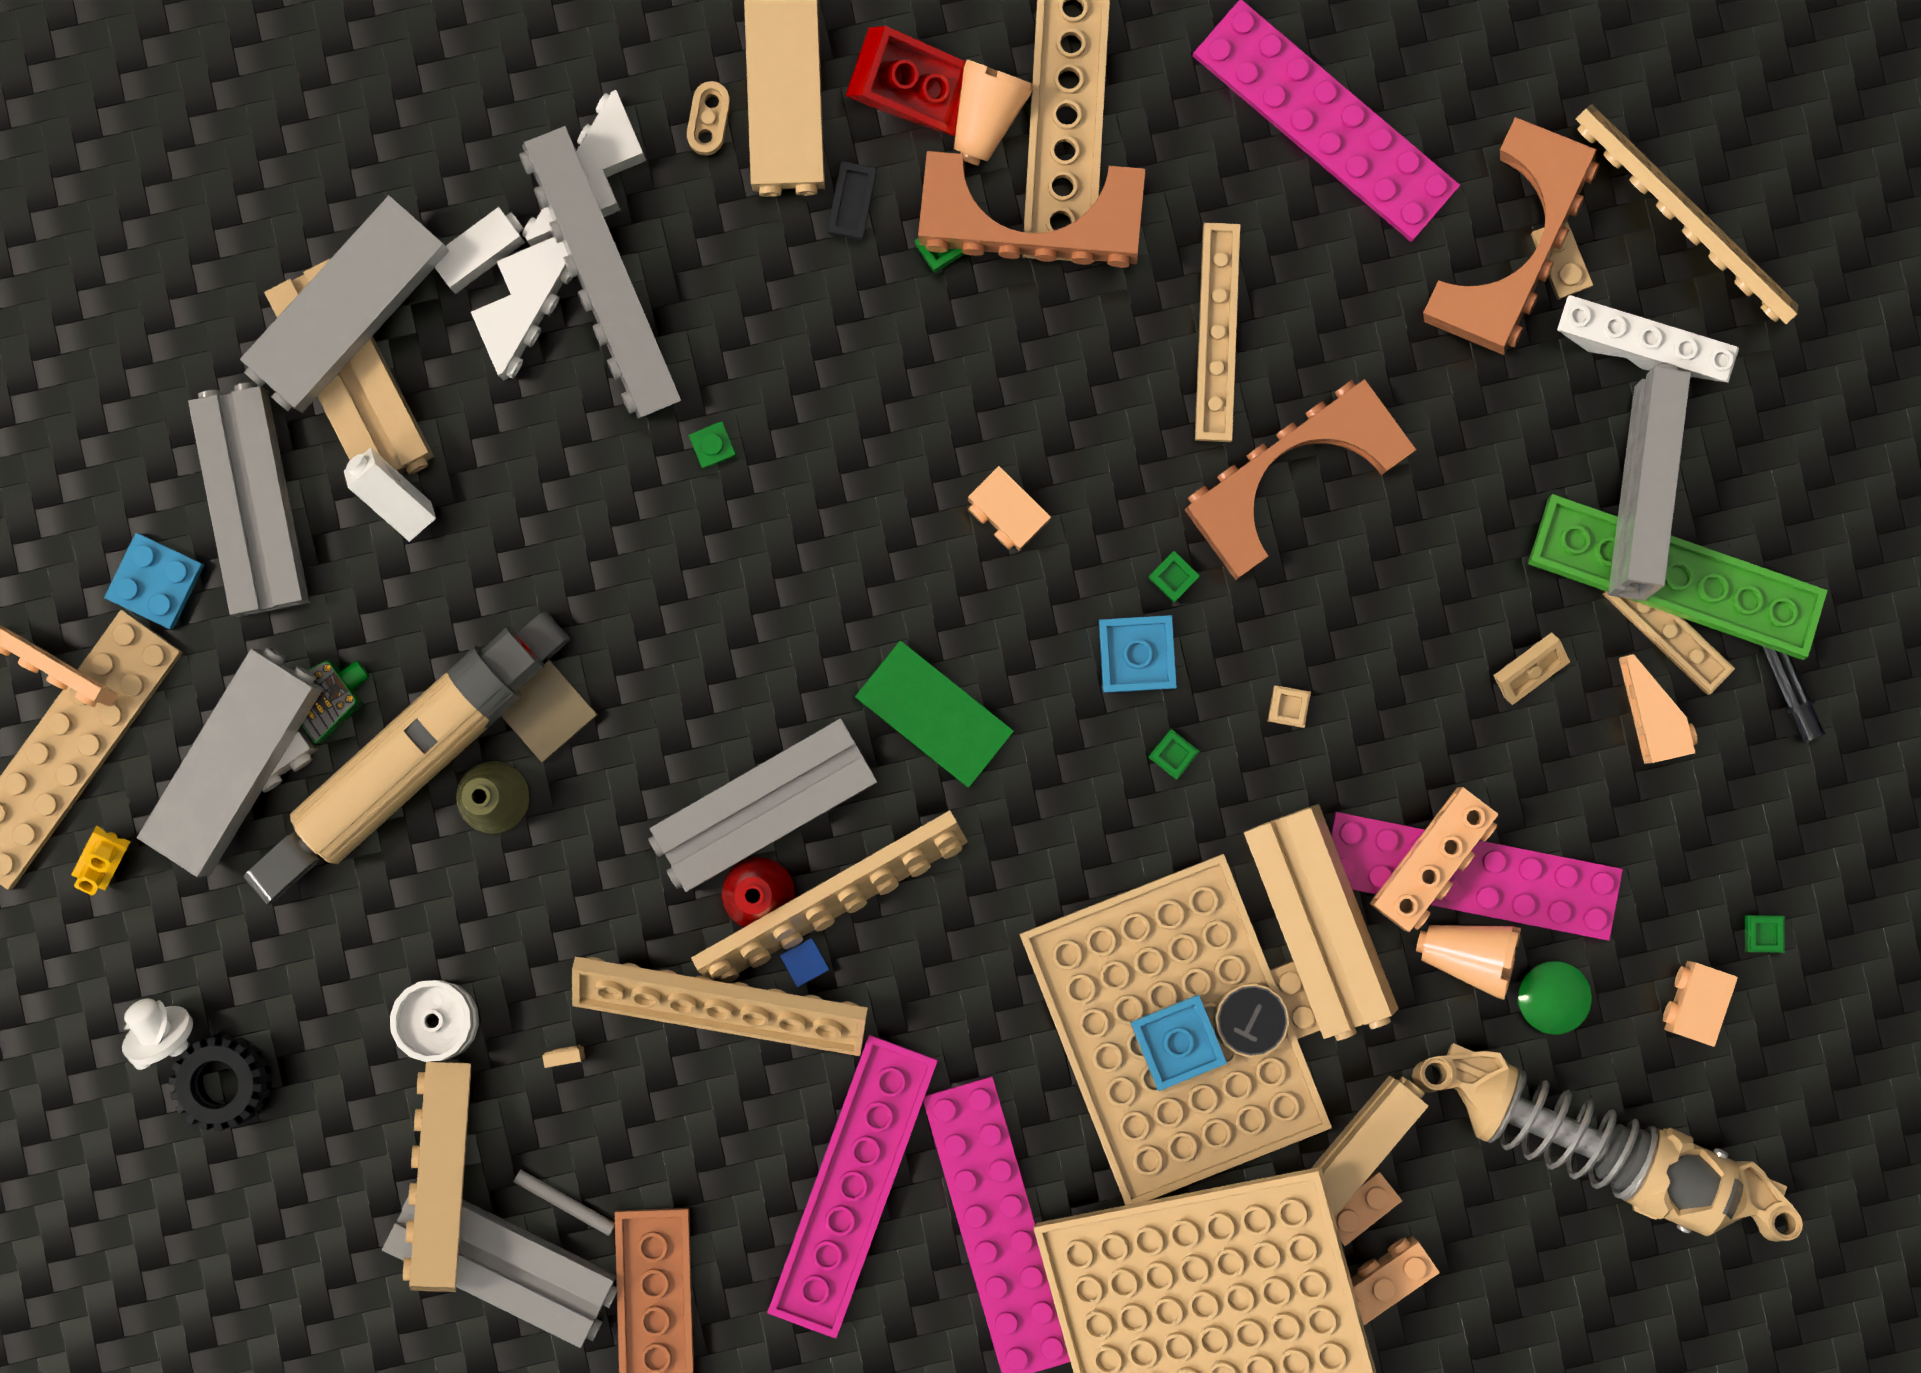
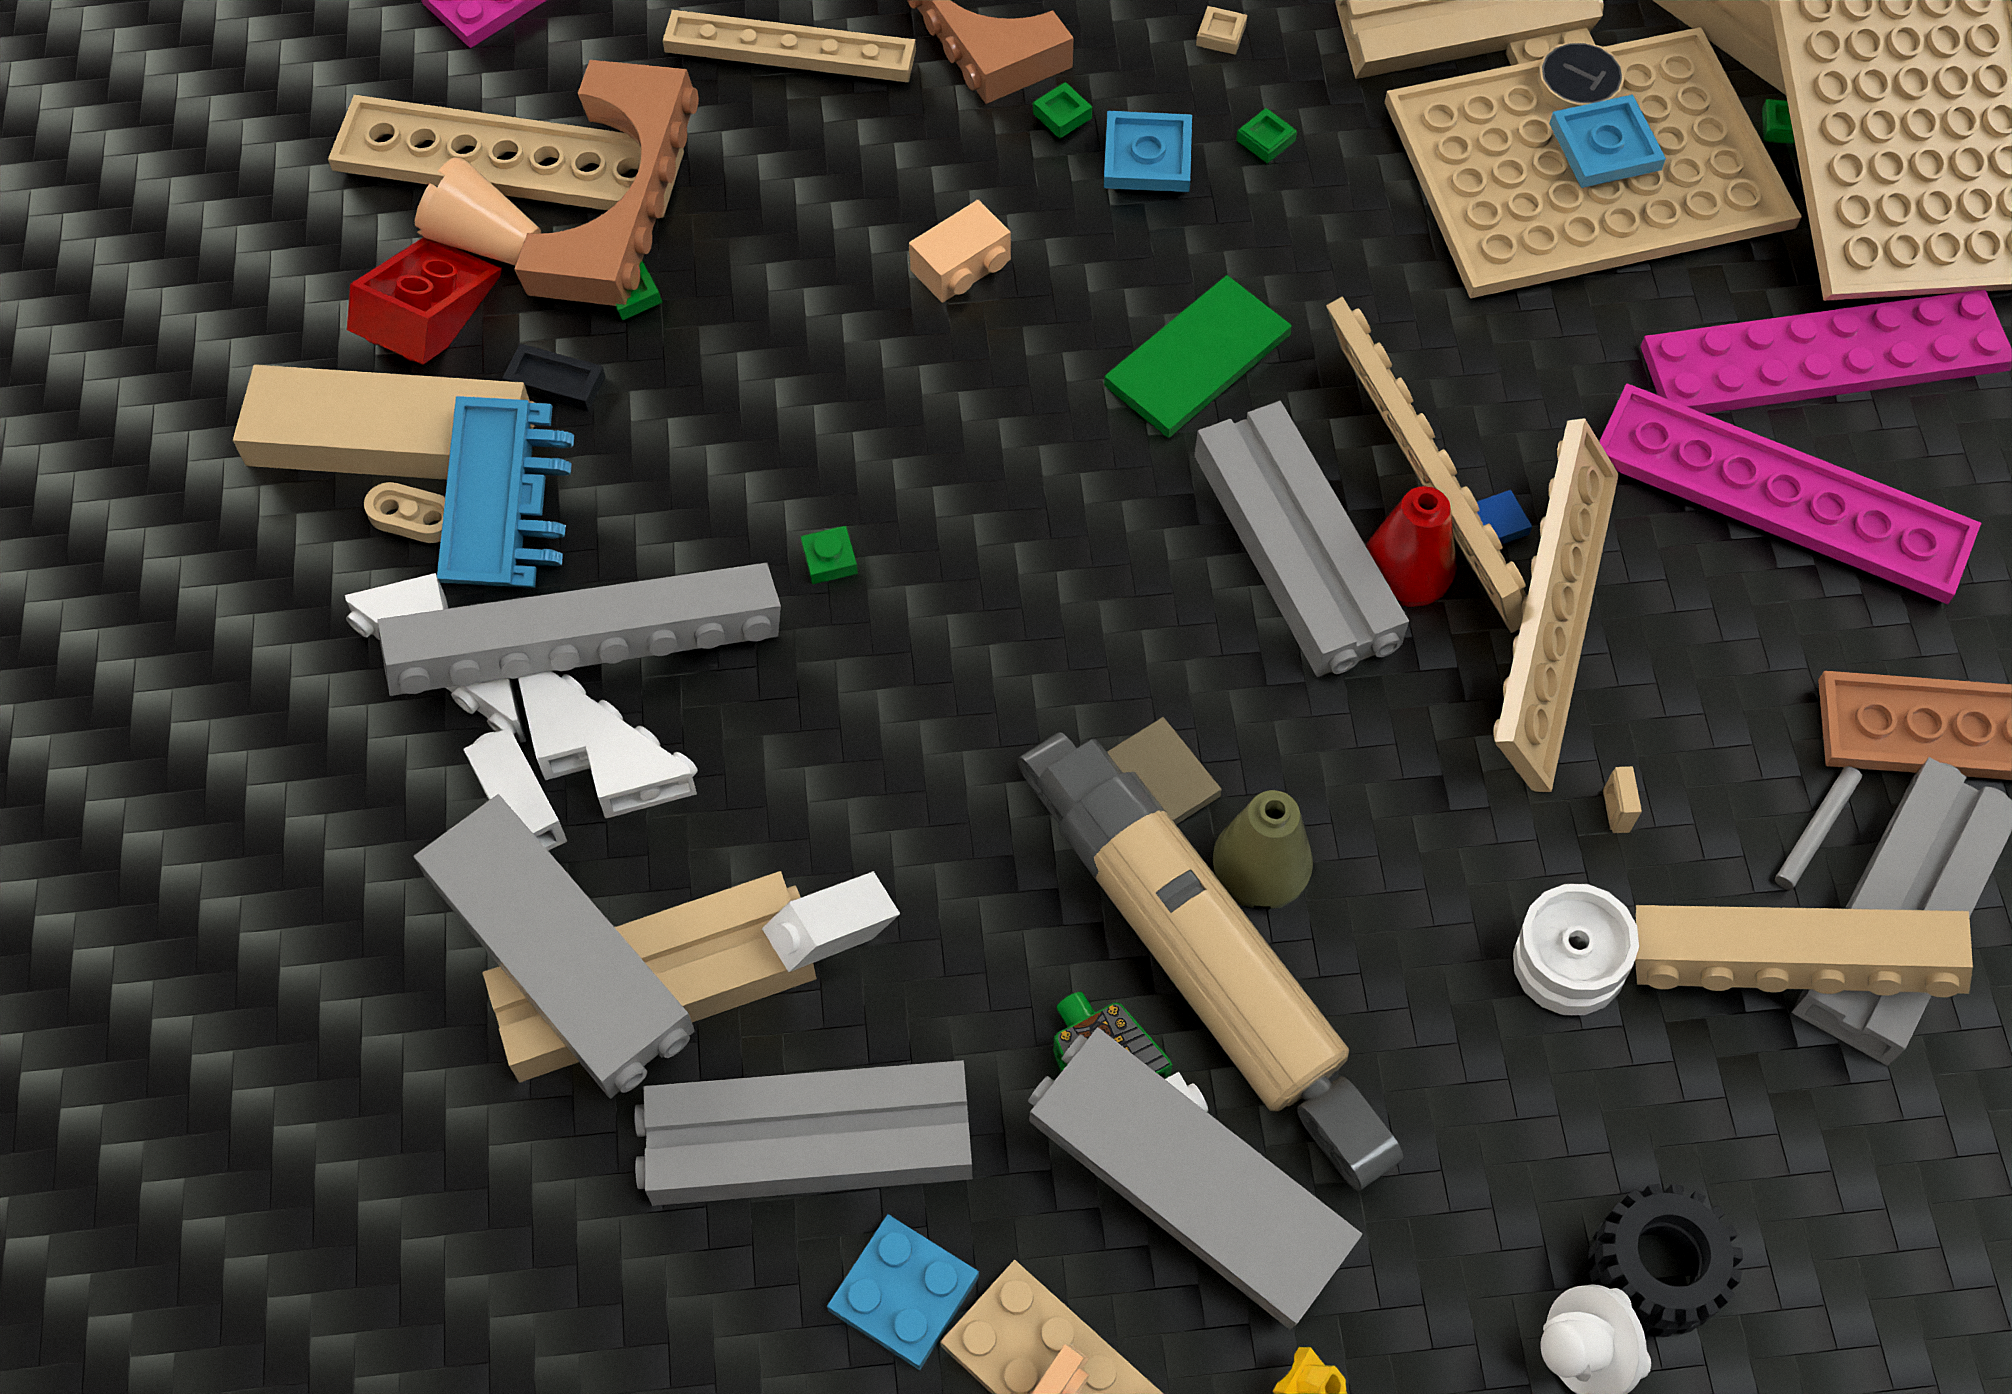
camera: 80 degrees left, 25 degrees down
(715, 179) = (490, 488): none -> dark azure hinge

